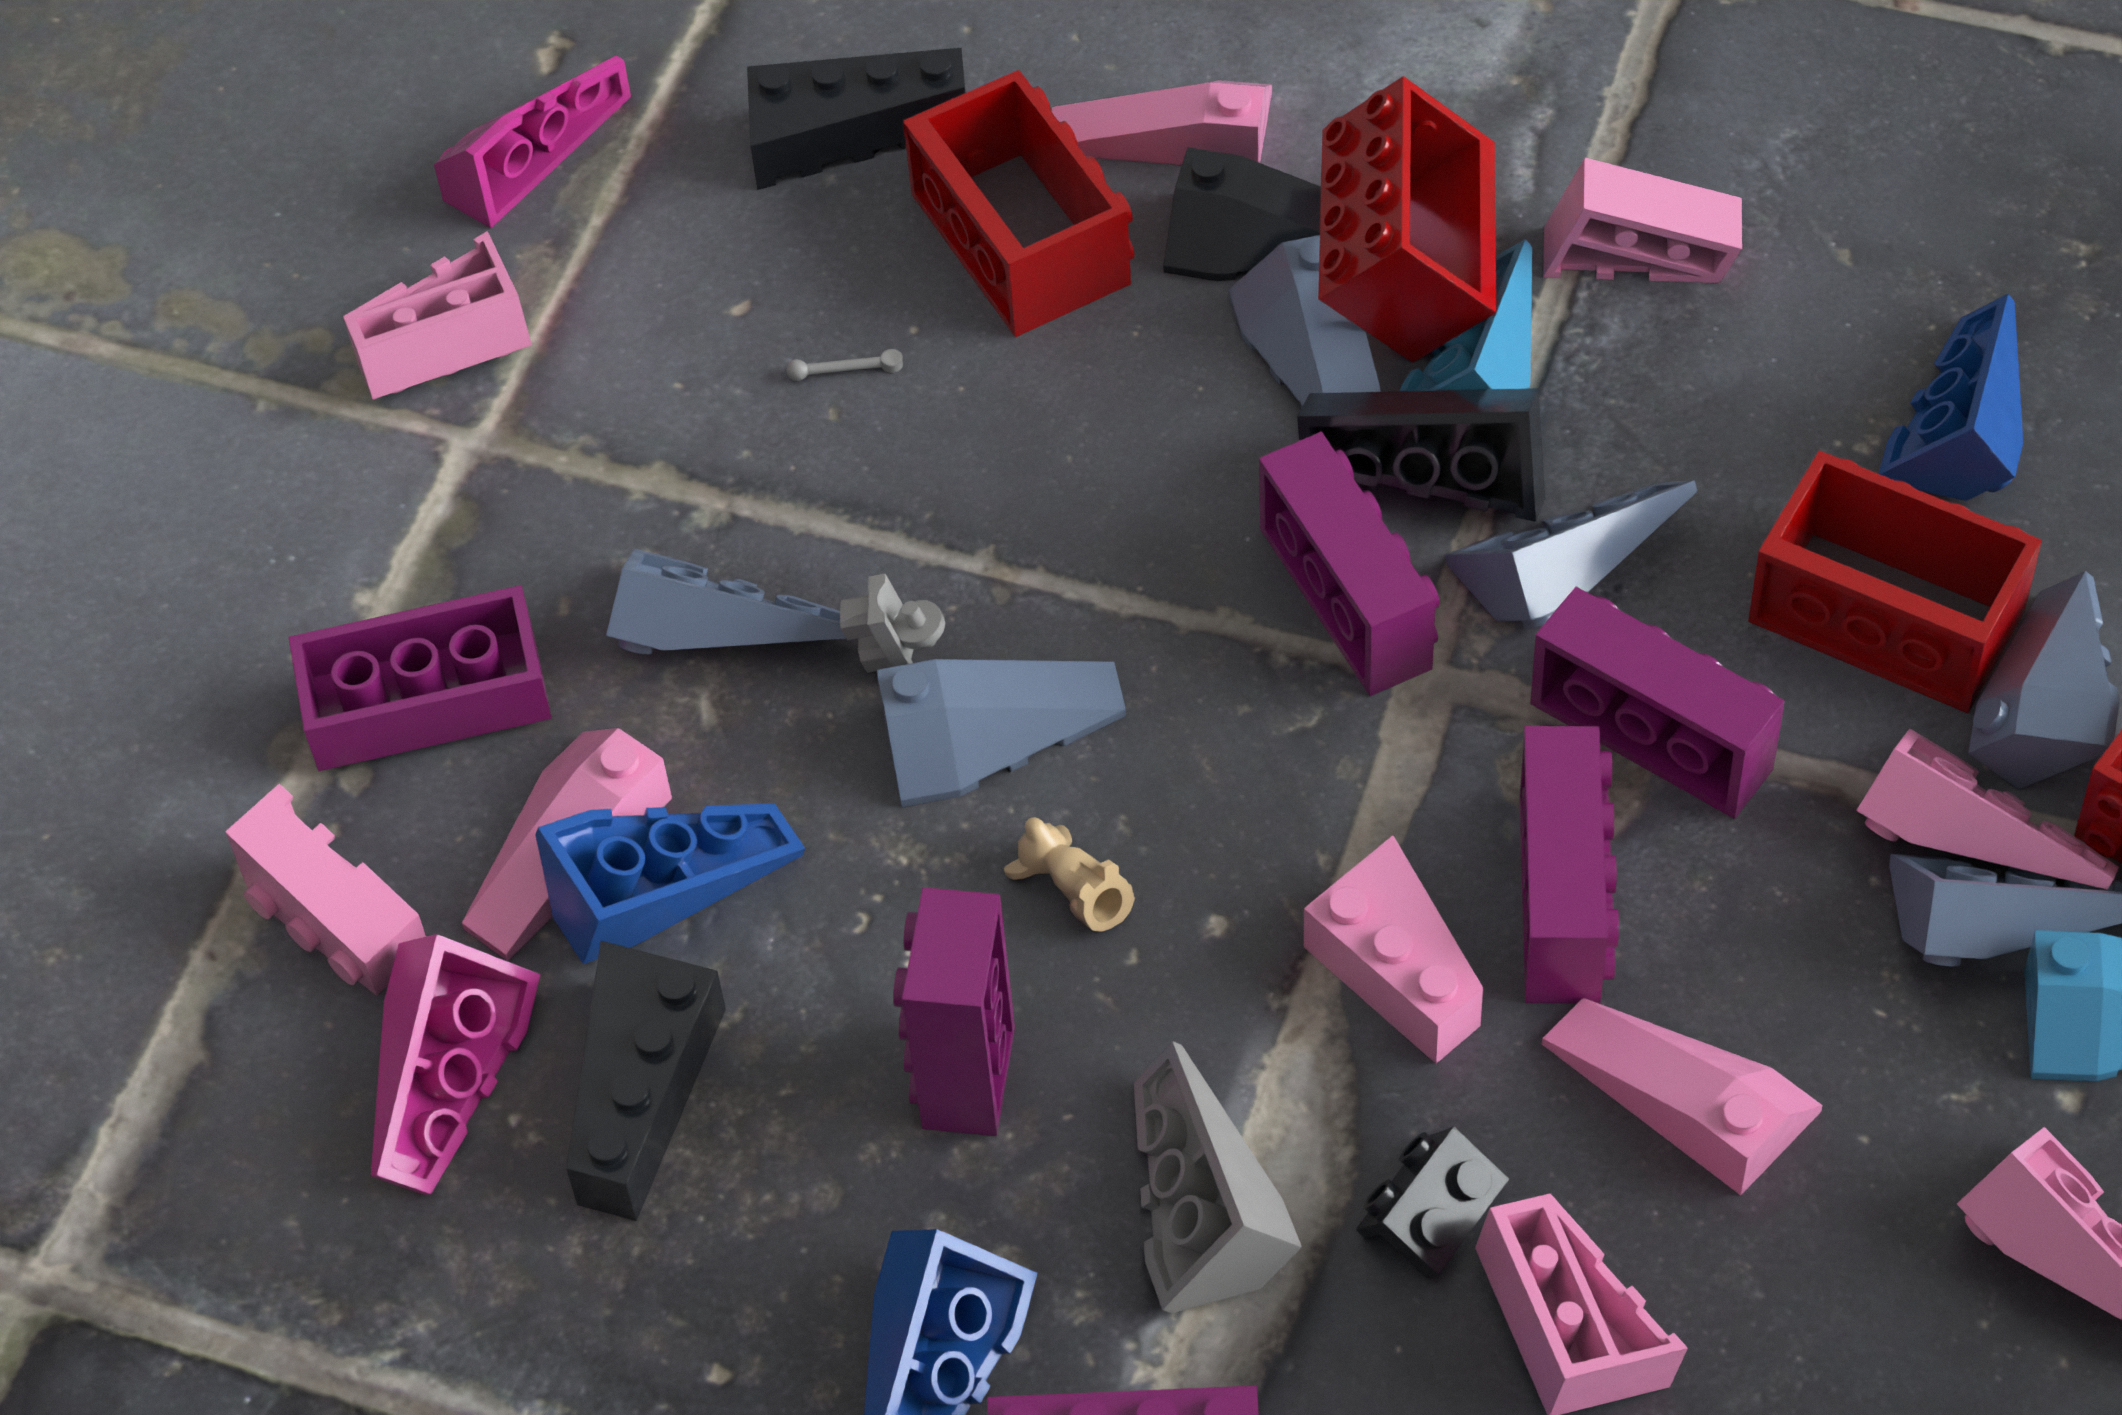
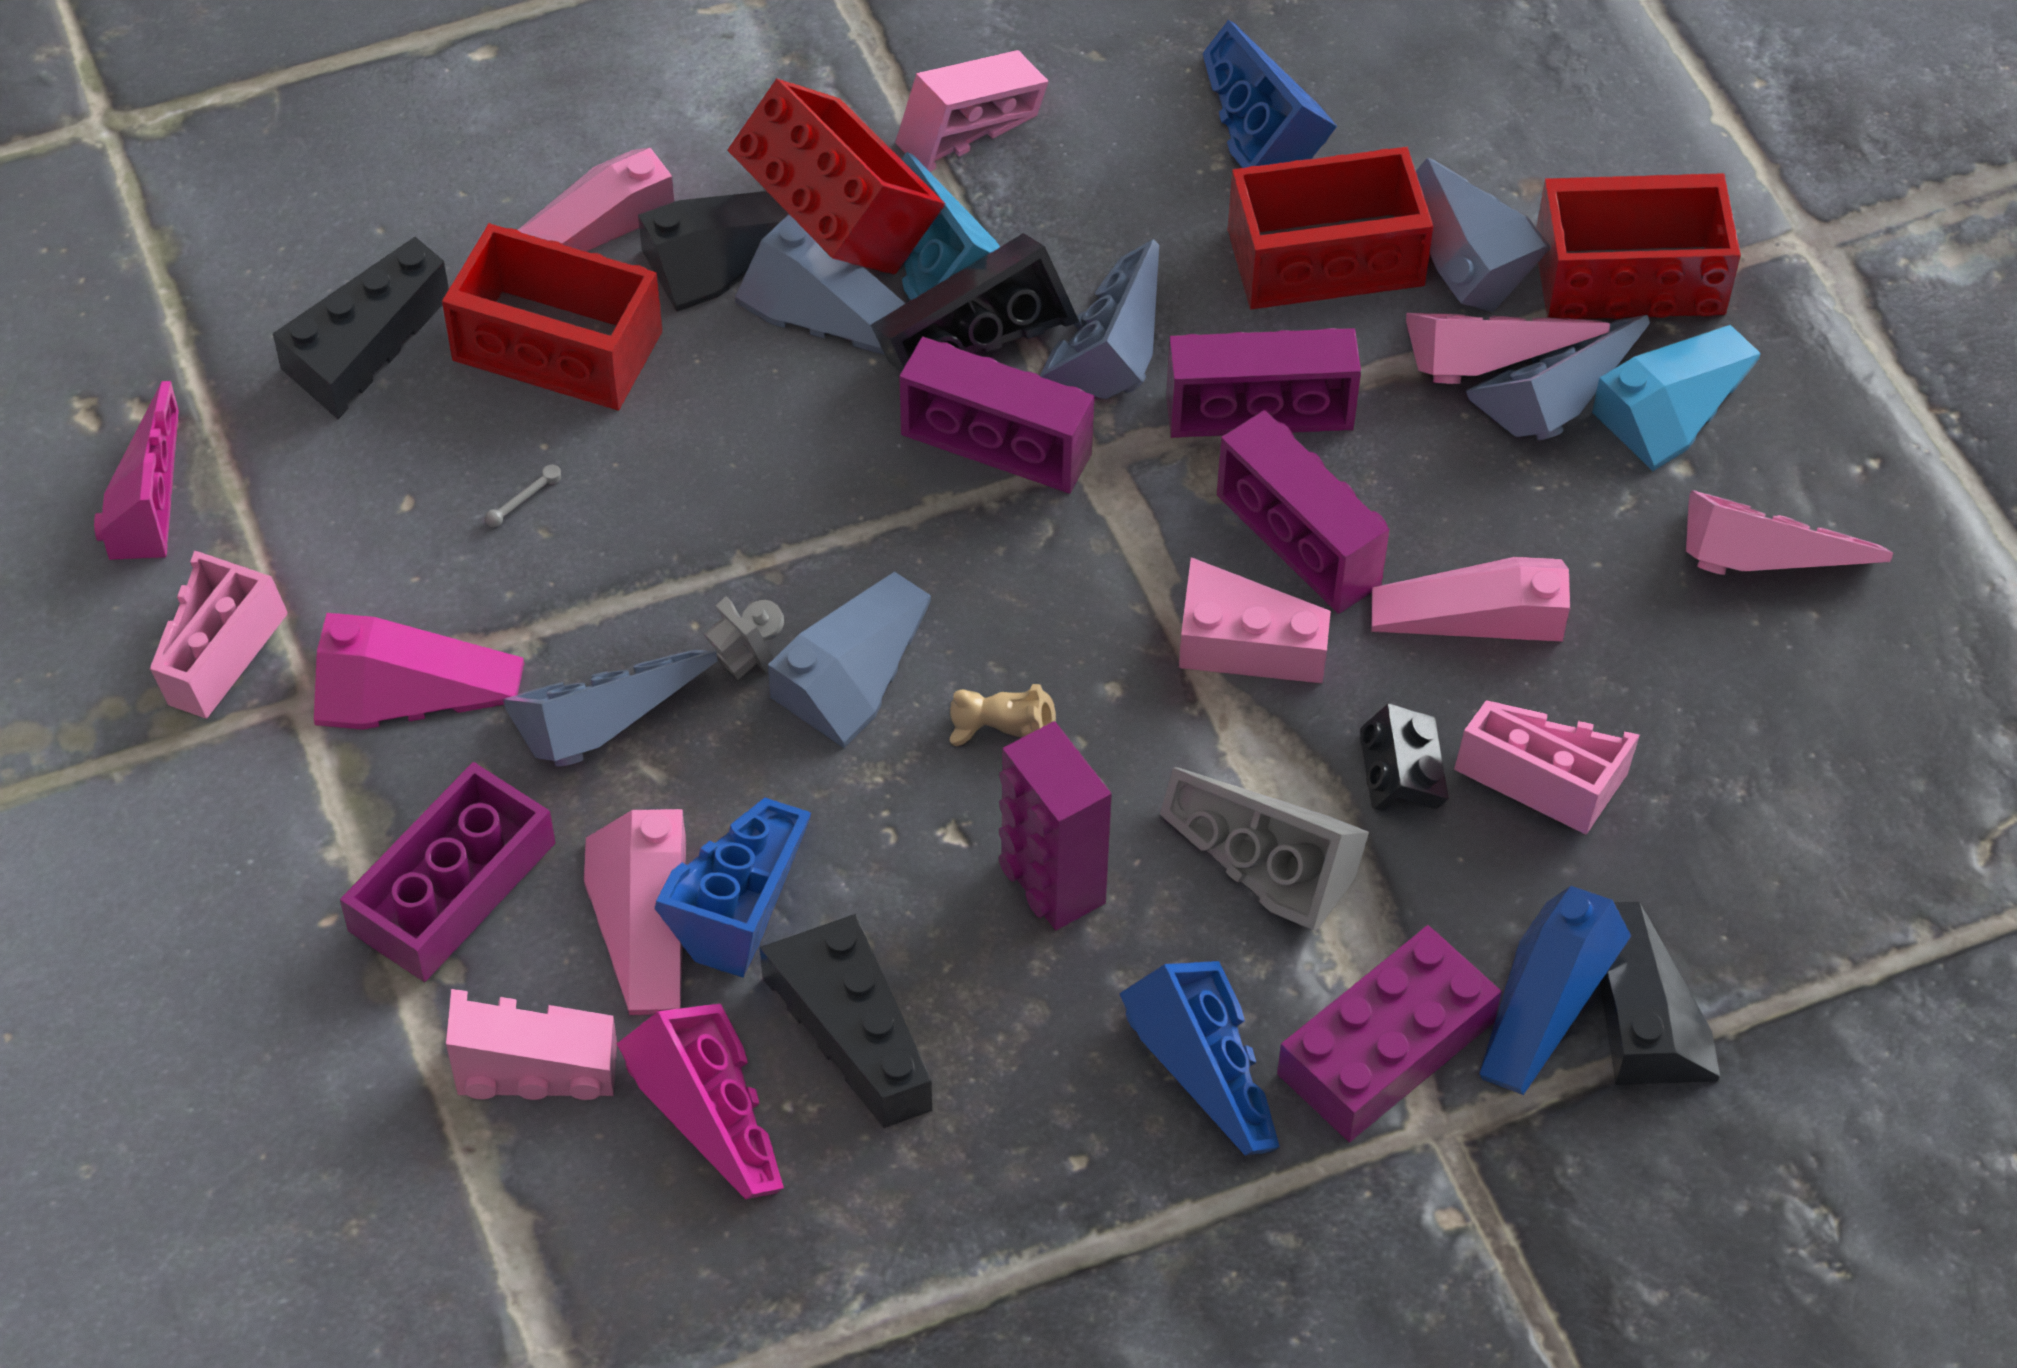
camera: 45 degrees left, 0 degrees up
(560, 457) = (391, 671): none -> dark pink wedge

